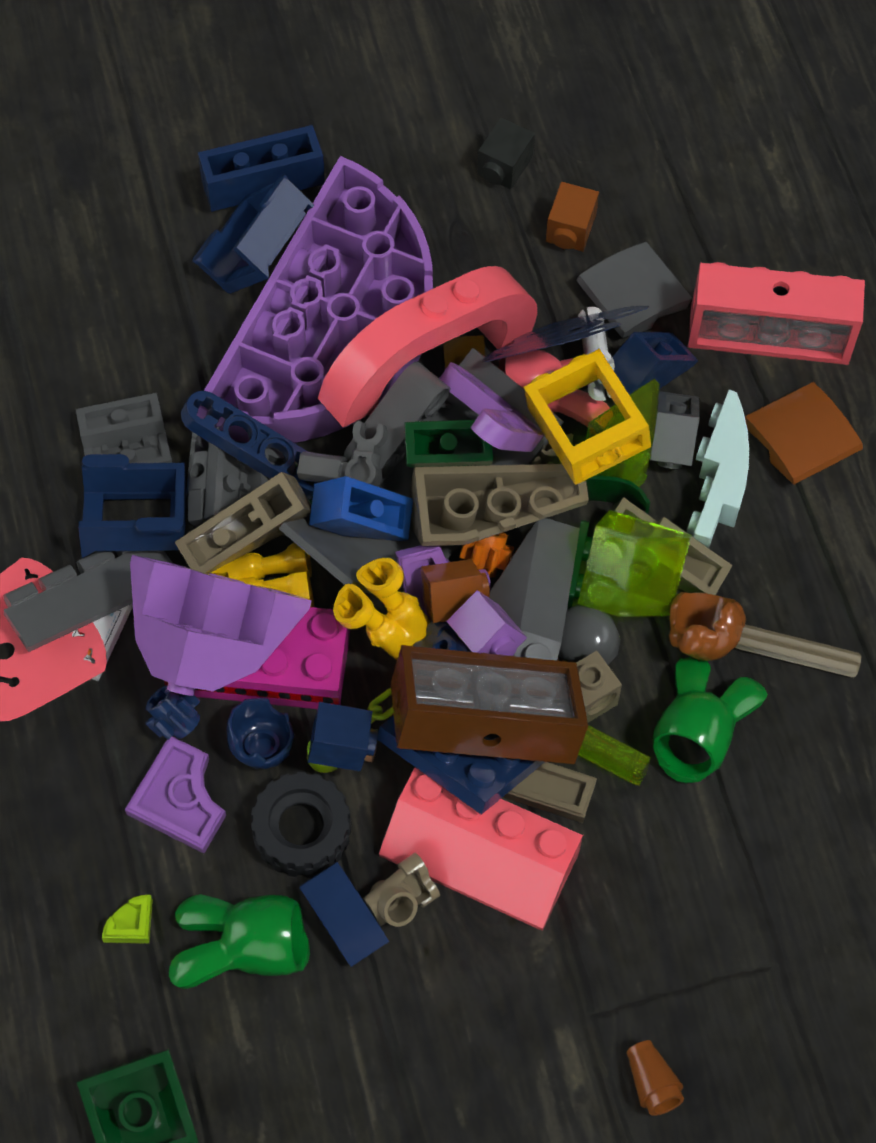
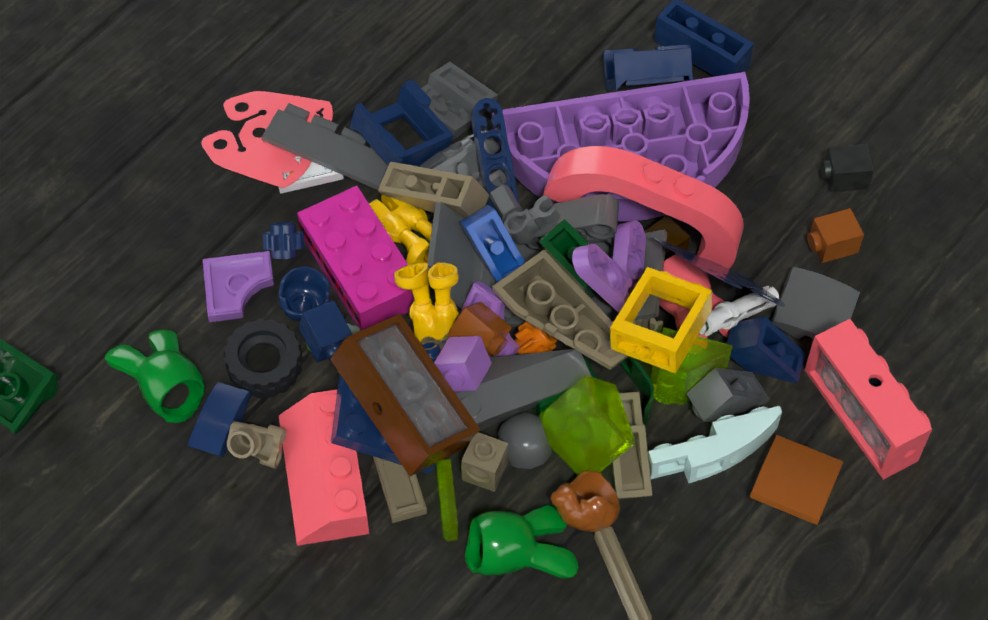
camera: 55 degrees right, 5 degrees down
(130, 922) = (134, 311): lime tile -> none
(206, 626) = (338, 207): medium lavender brick -> none

